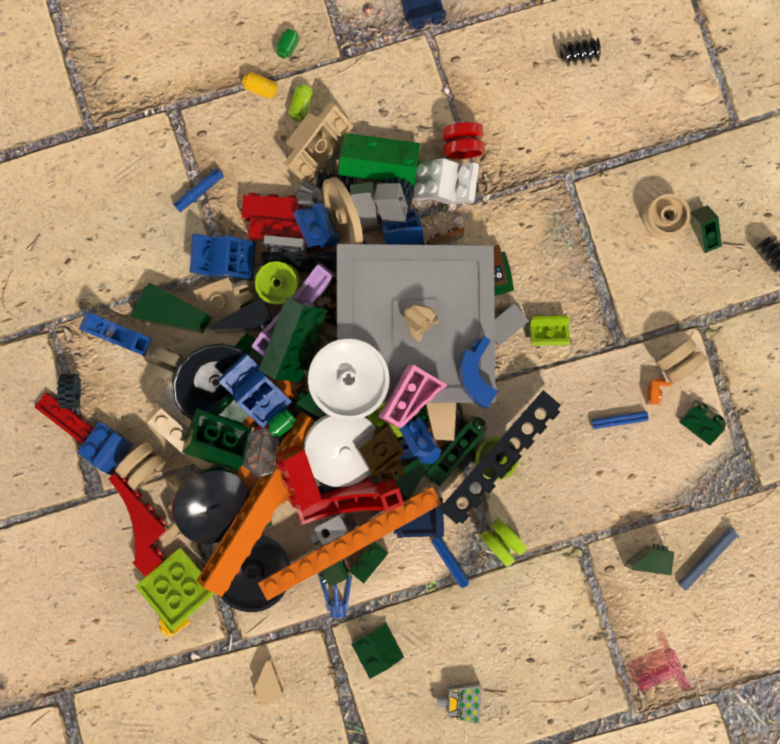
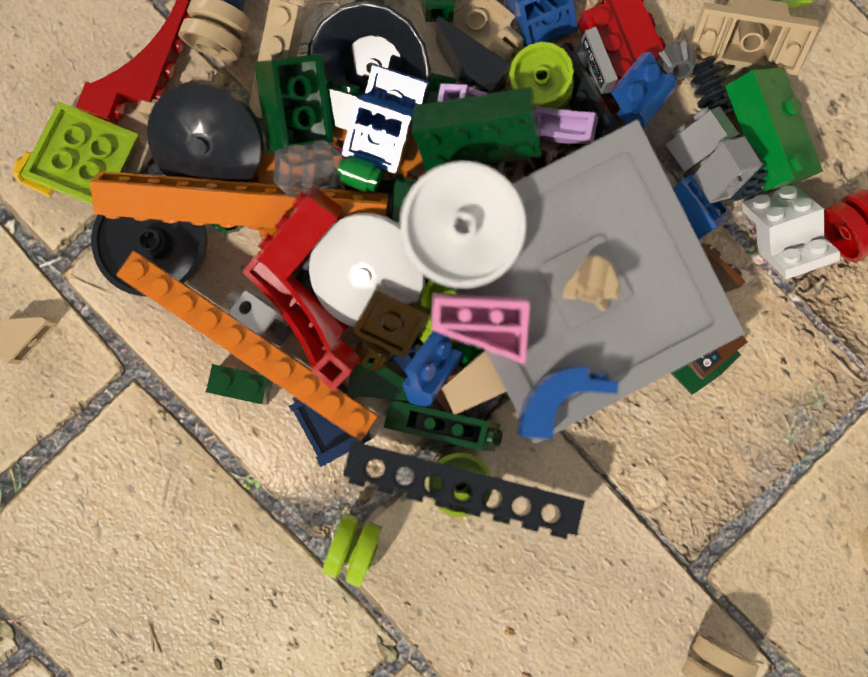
camera: 60 degrees right, 0 degrees up
(335, 573) = (202, 350): dark green slope -> none
(336, 607) = (161, 373): blue plant -> none
(342, 211) = (685, 109): tan dish -> none
(377, 650) = (129, 455): dark green slope -> none
(450, 562) = (292, 492): blue axle -> none
(462, 702) = (116, 602): light grey torso -> none
(508, 323) = (646, 409): light grey brick -> none
(549, 330) = (665, 468): lime bracket -> none
(620, 420) = (595, 623): blue axle -> none
(654, 393) = (655, 651): orange bracket -> none

